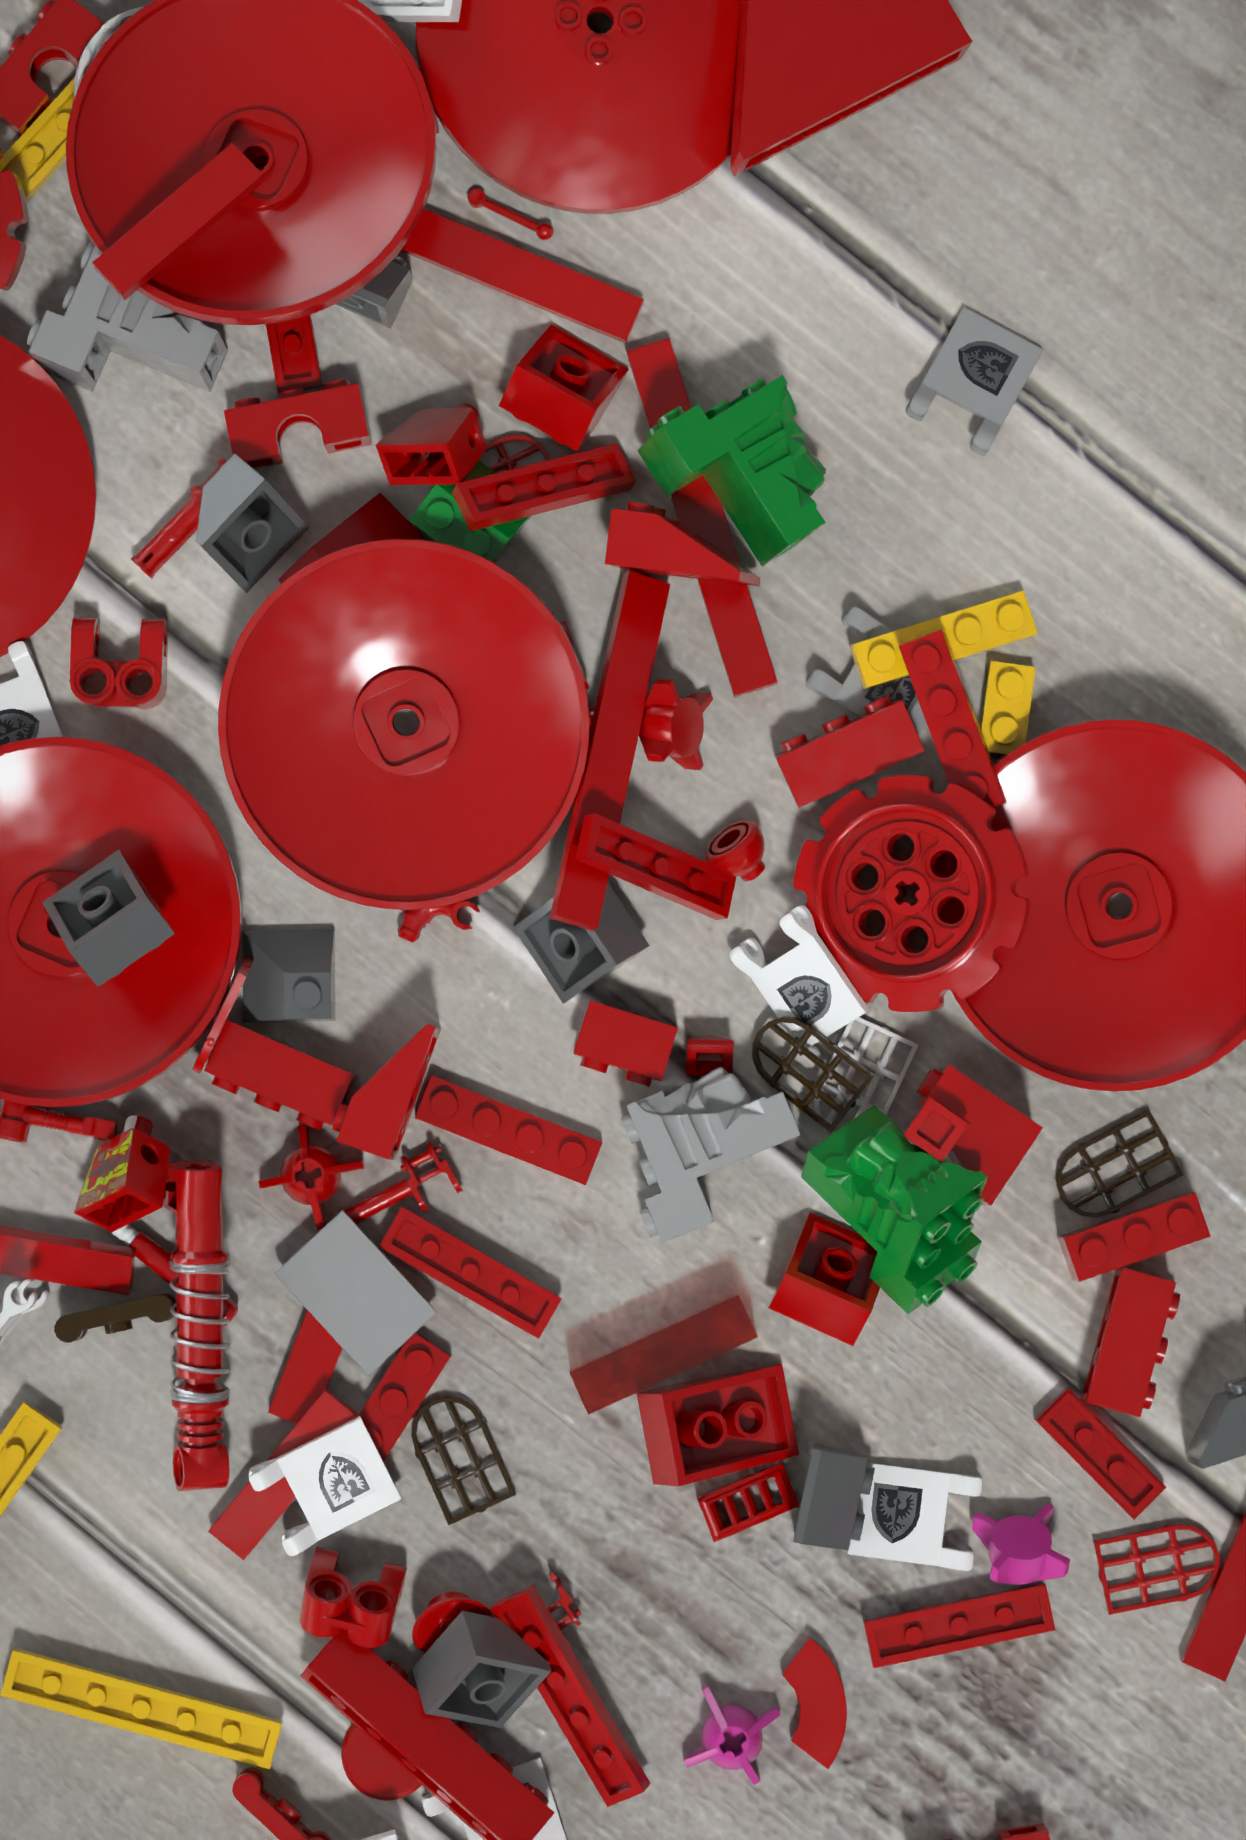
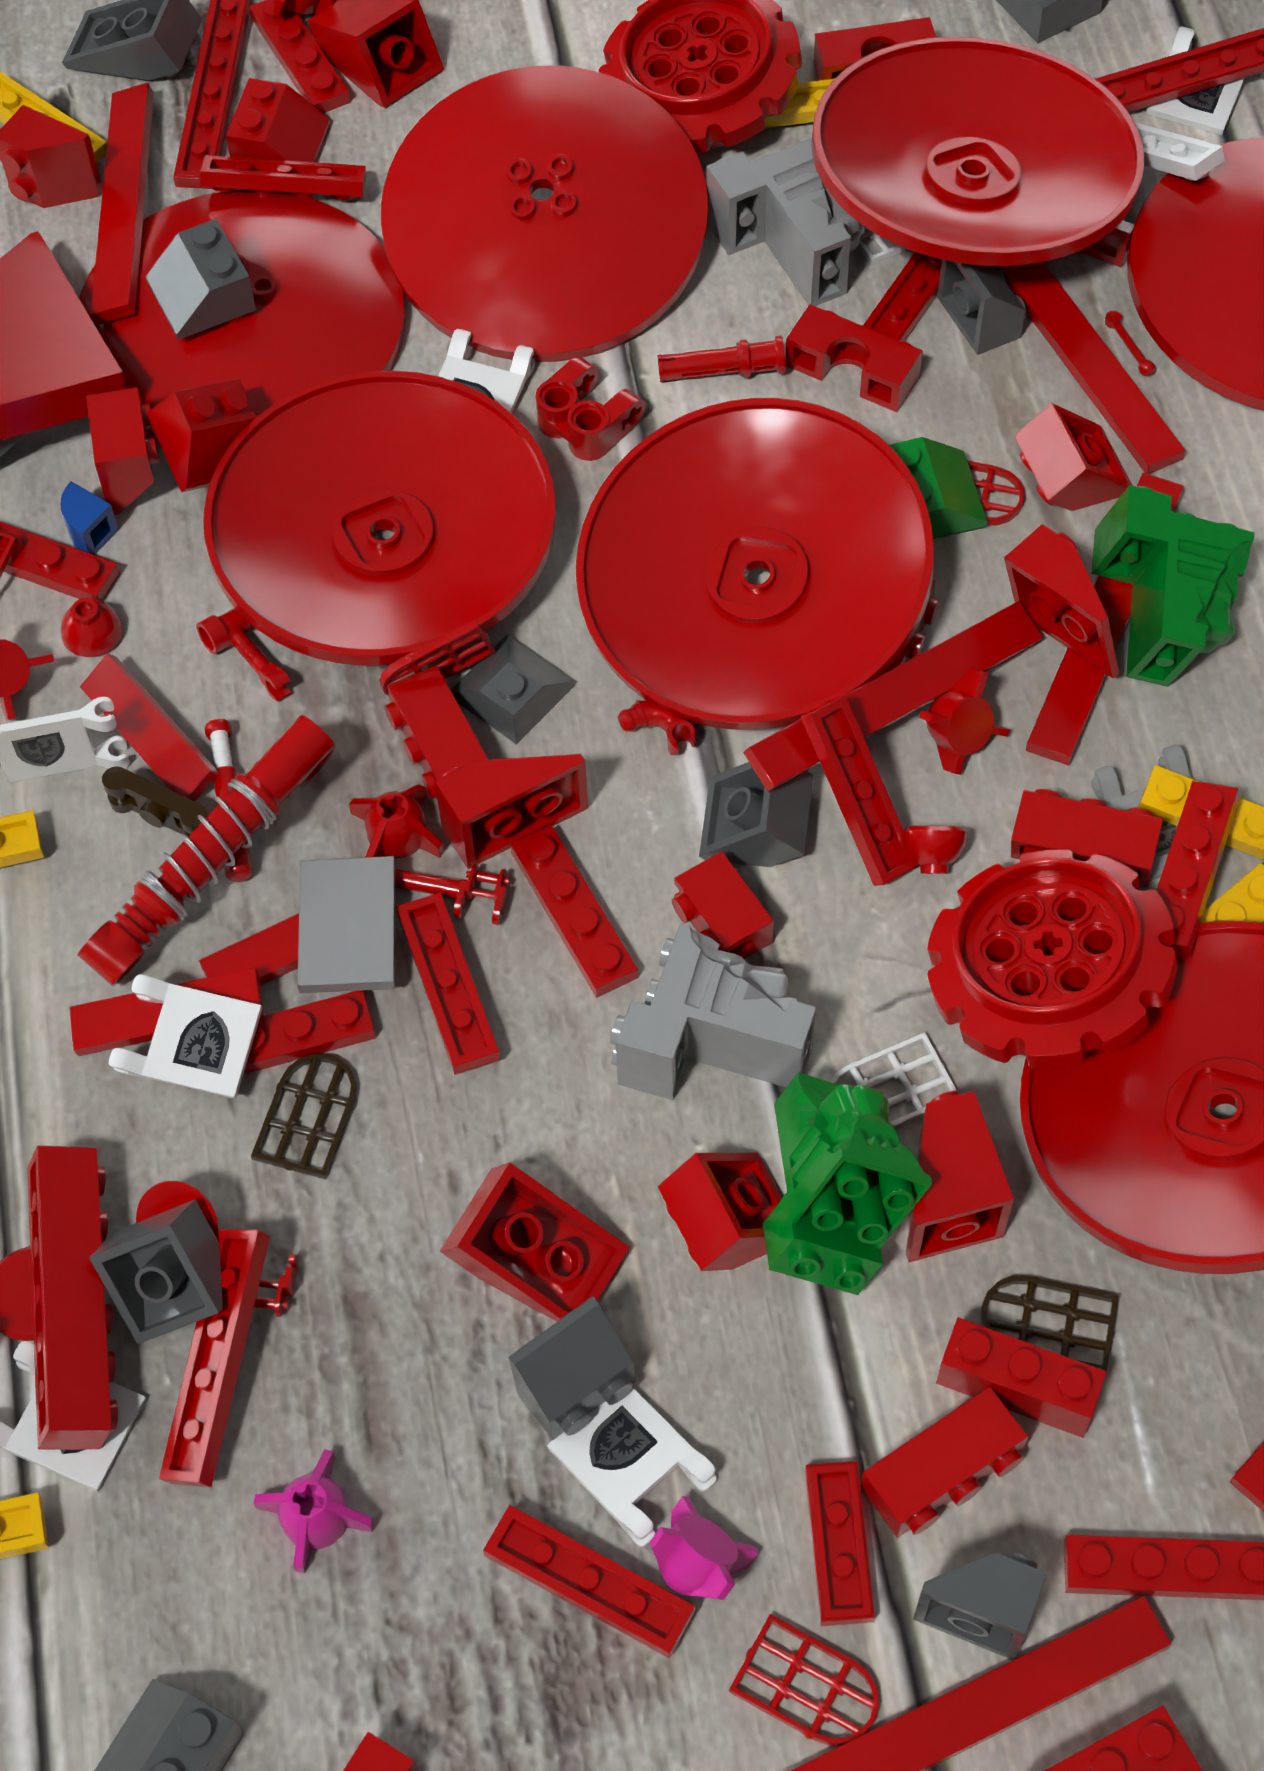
camera: 40 degrees right, 25 degrees down
(108, 918) = (416, 526): dark grey slope -> none
(125, 1177) = (272, 703): red torso -> none
(178, 221) = (884, 142): red tile -> none
(245, 523) = (758, 362): dark grey slope -> none
(363, 1612) = (123, 1144): red piece -> none
(433, 447) = (961, 425): red torso -> none
(543, 487) = (994, 491): red plate -> none
(663, 1353) = (554, 1155): clear red brick -> none
(708, 1054) = (793, 968): red slope -> none
(738, 1524) = (489, 1308): red slope -> none
(803, 980) = (904, 971): white flag -> none
(814, 1087) = (858, 1019): dark brown window -> none
(820, 1701) = (412, 1548): red tile -> none
(936, 1128) = (921, 1120): red plate -> none

